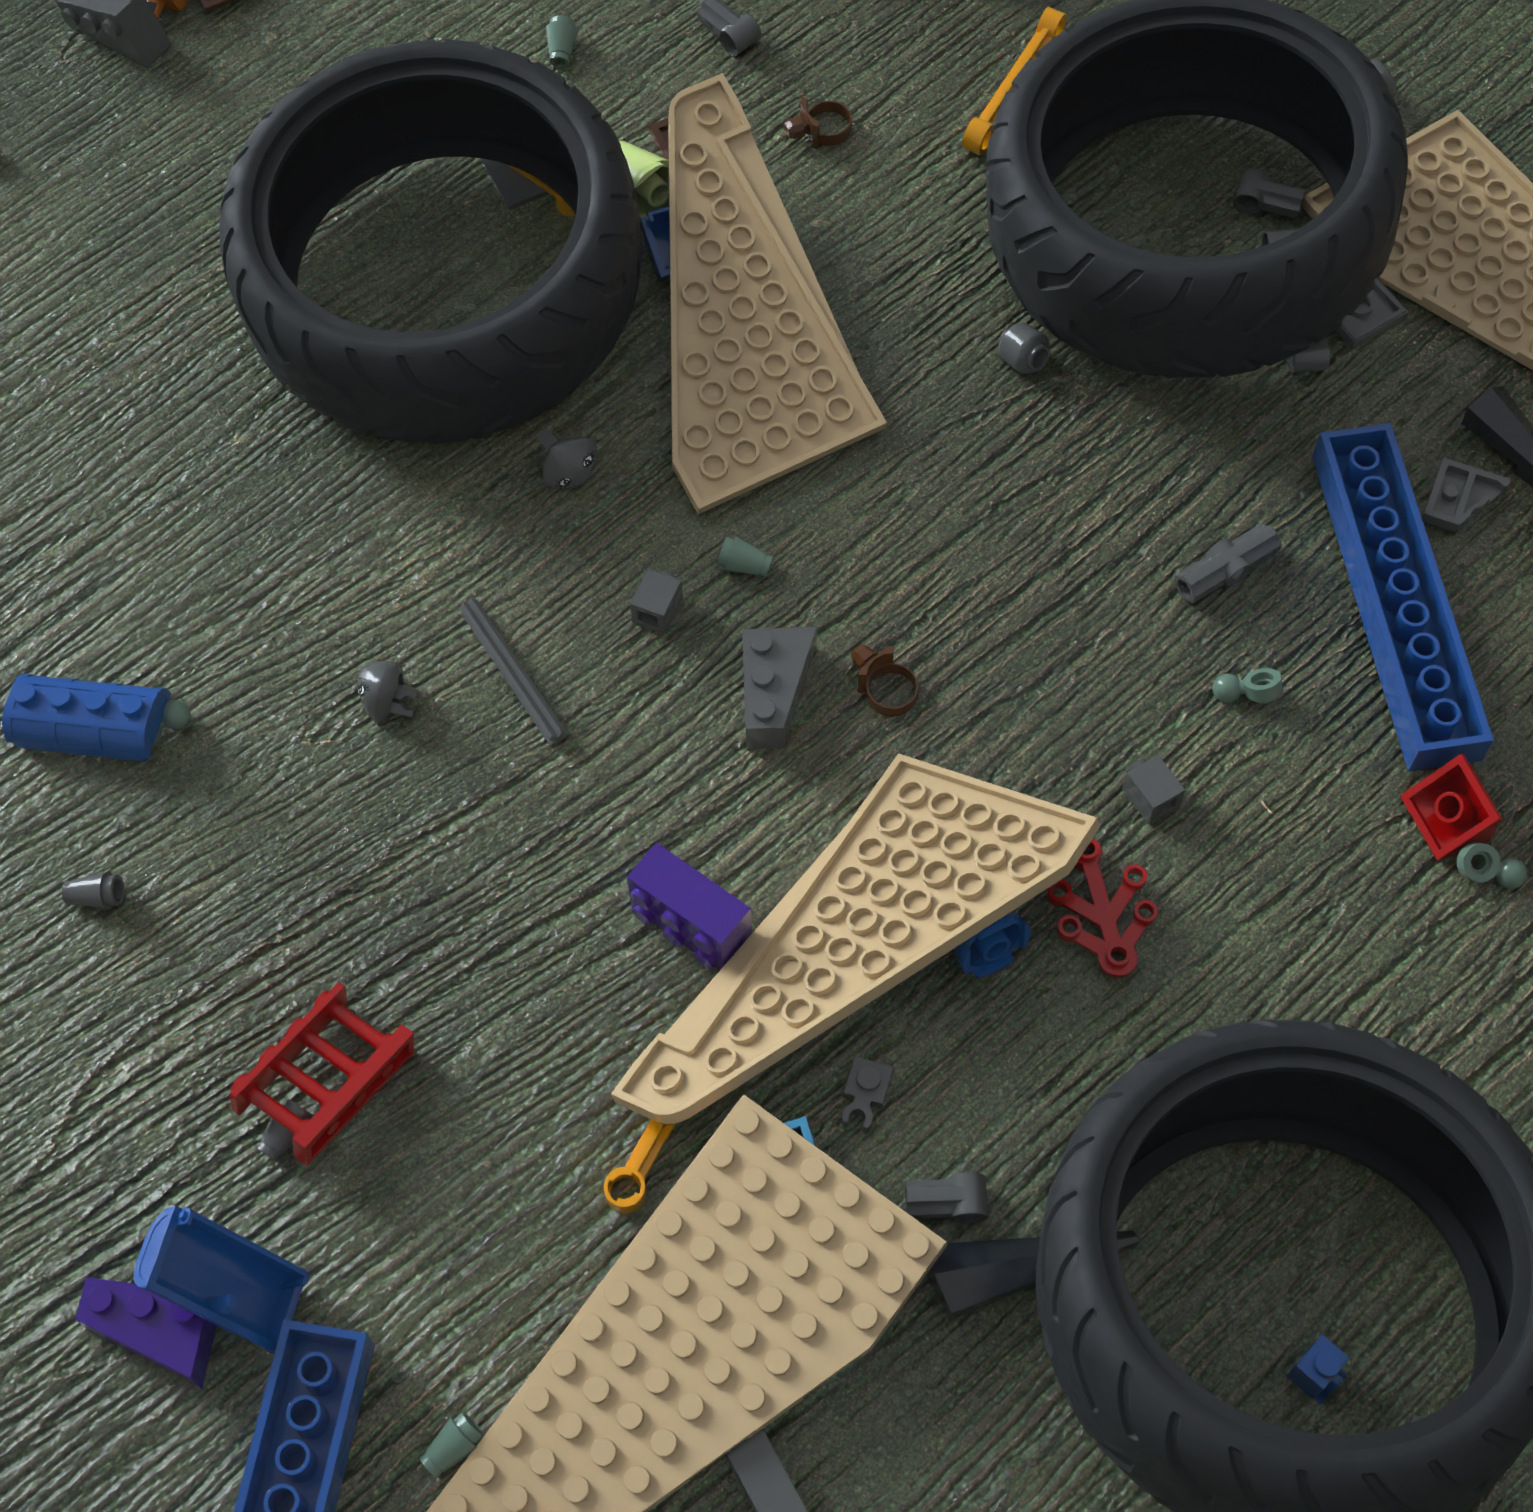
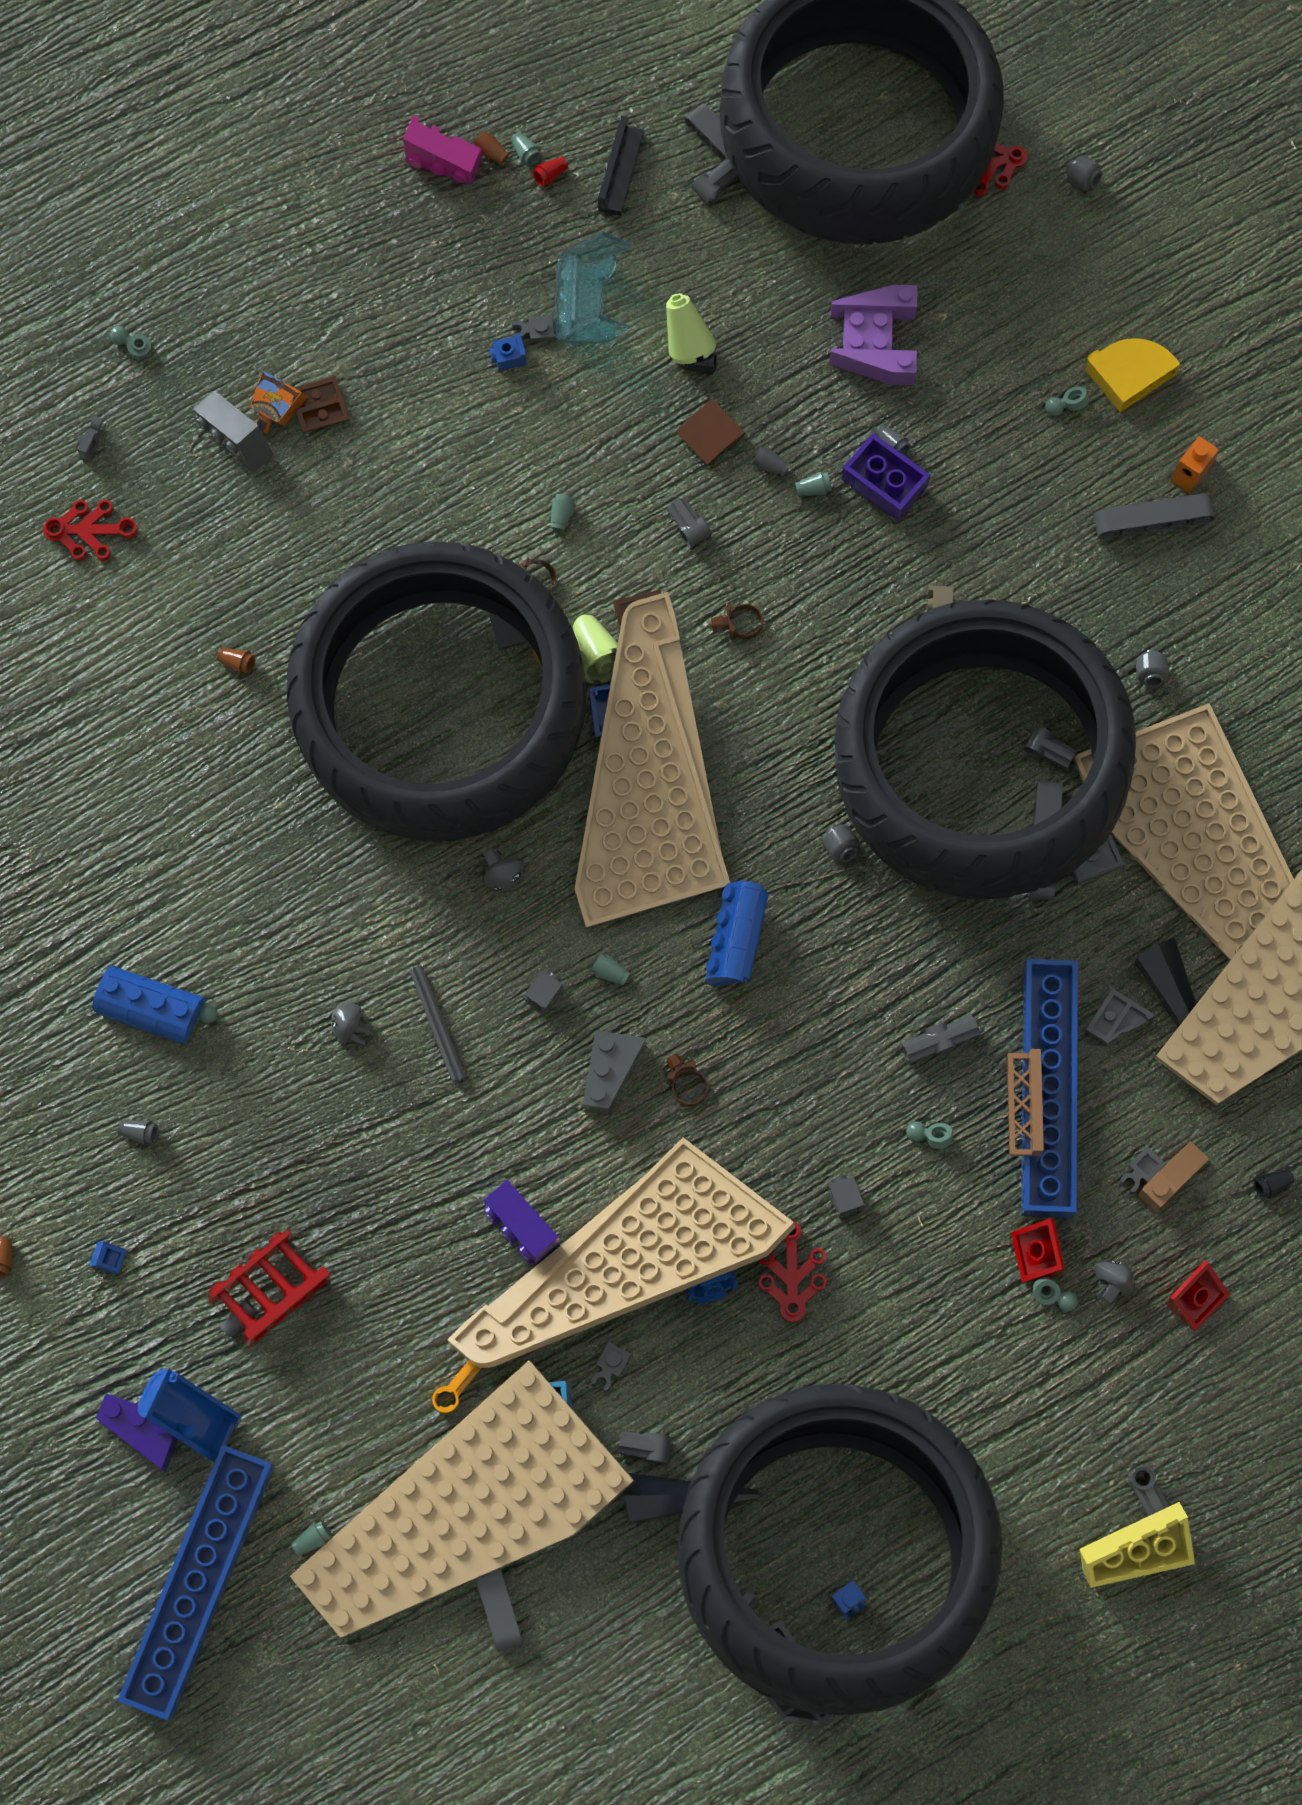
camera: 10 degrees right, 10 degrees up
(70, 1080) = (108, 1257): none -> blue slope
(155, 273) = (238, 660): none -> dark orange cone
(911, 474) = (736, 933): none -> blue container
(980, 129) = (854, 652): light orange piece -> none
(1393, 604) = (1035, 1103): none -> medium nougat fence

